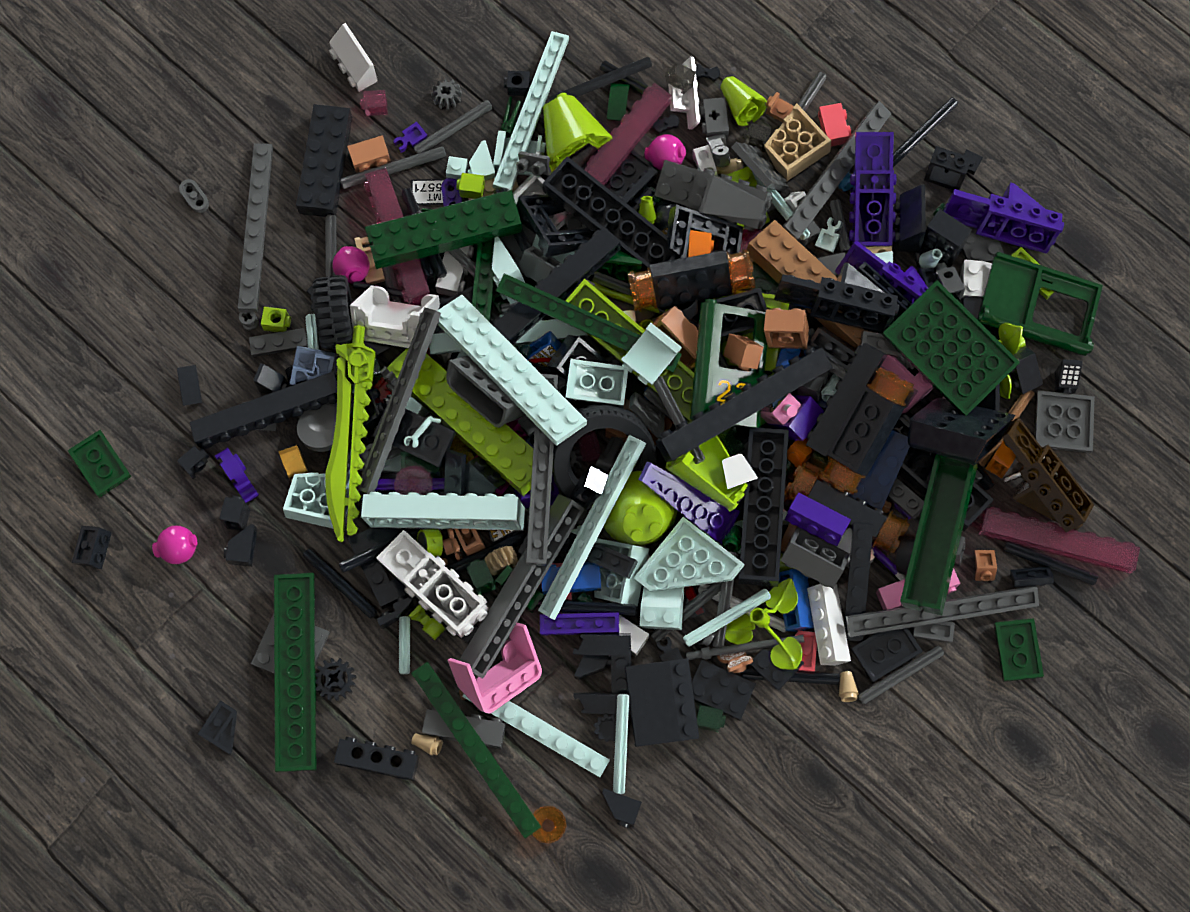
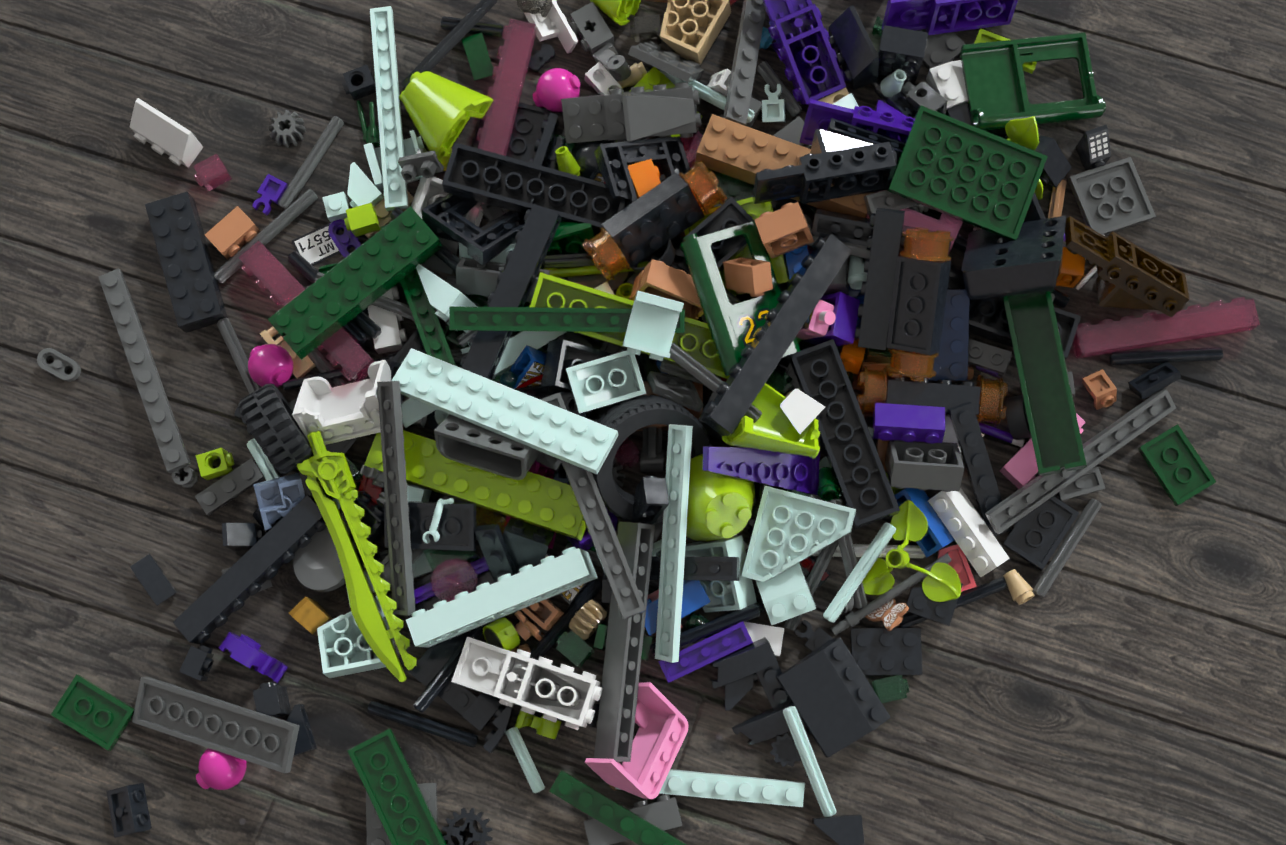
camera: 20 degrees left, 5 degrees up
(186, 510) = (216, 724): none -> dark grey plate

